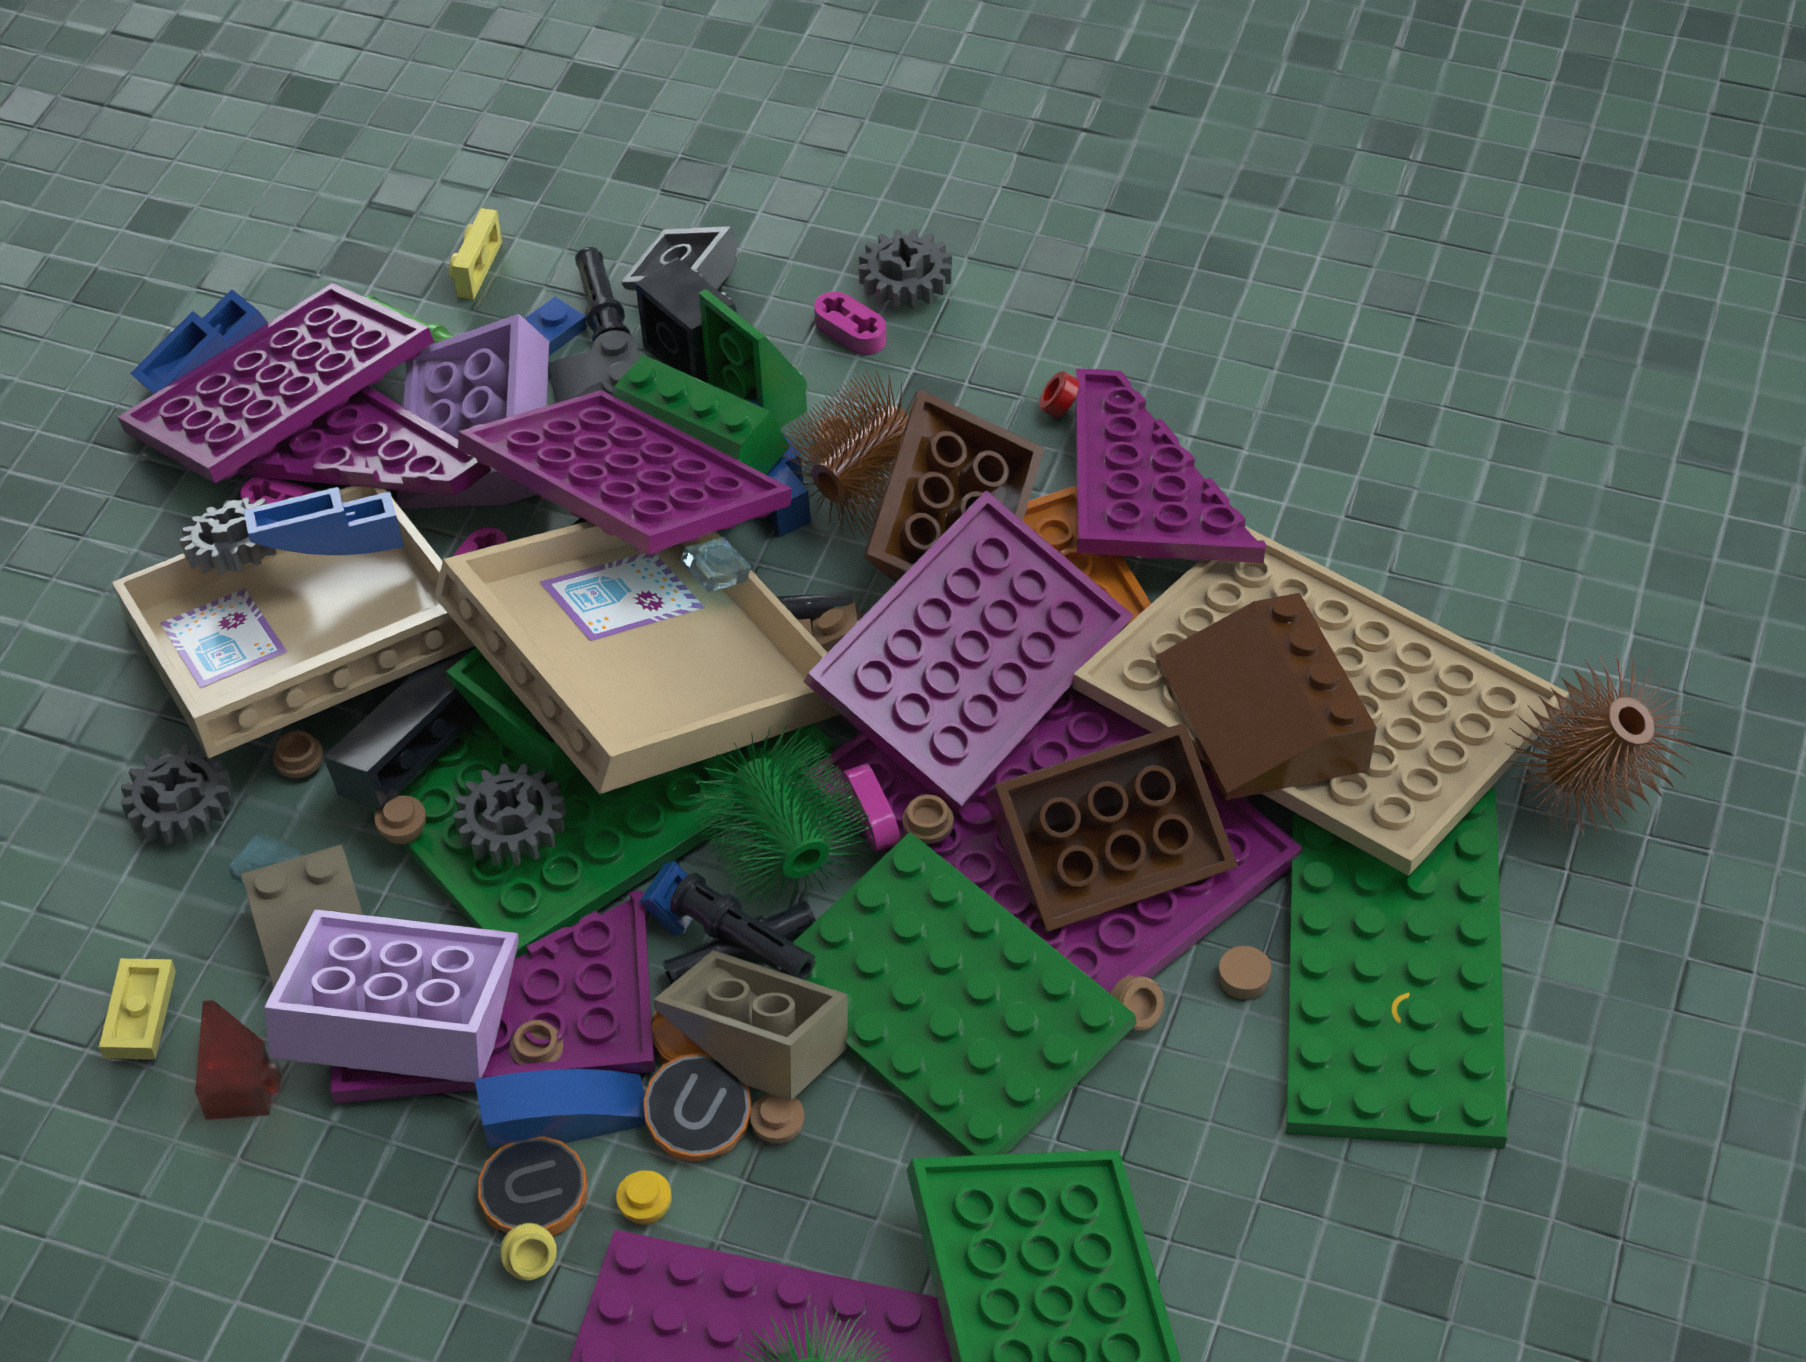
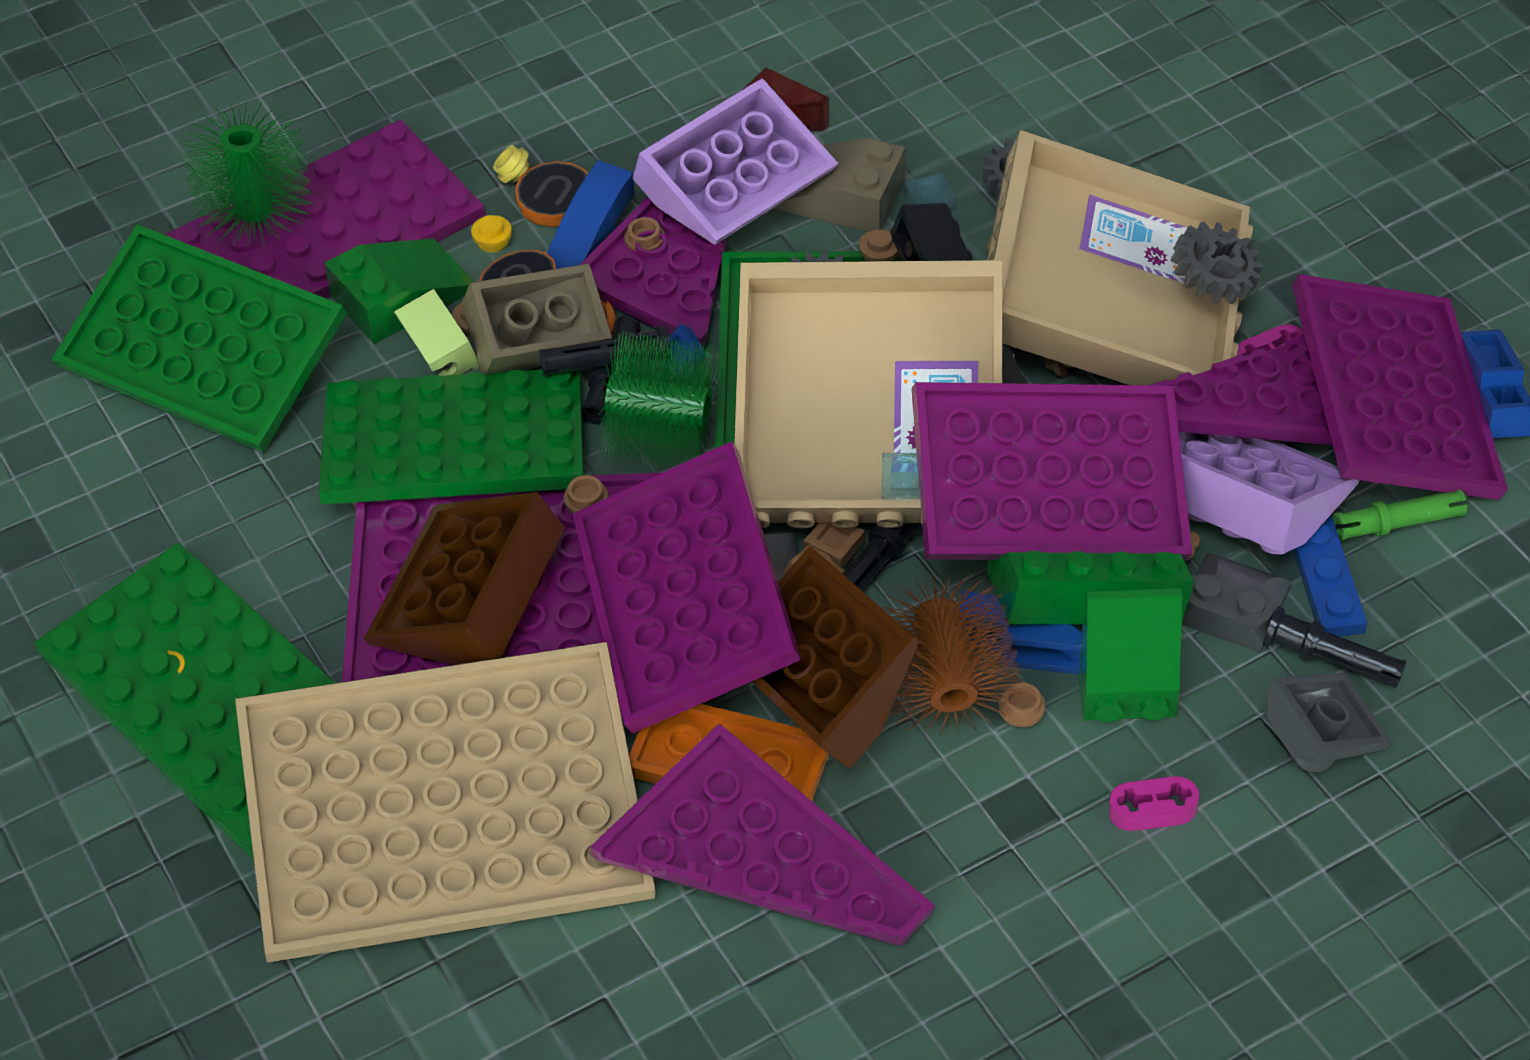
camera: 130 degrees right, 0 degrees up
(137, 1009) = (870, 89): light yellow plate -> none
(325, 525) = (1158, 288): blue slope -> none
(476, 254) = (1466, 596): light yellow plate -> none
(673, 316) = (1227, 656): black brick -> none
(798, 1210) = (386, 276): none -> green slope
(837, 1115) = (437, 335): none -> yellowish green hinge
(868, 791) = (621, 465): dark pink beam -> none
(905, 268) = (1185, 872): dark grey gear -> none
(1059, 394) = (918, 875): red tile -> none
(1142, 997) = (340, 525): medium nougat tile -> none
(1244, 972) = (300, 607): medium nougat tile -> none
(1268, 700) = (446, 721): reddish brown slope -> none
(1599, 745) = (184, 890): dark orange piece -> none

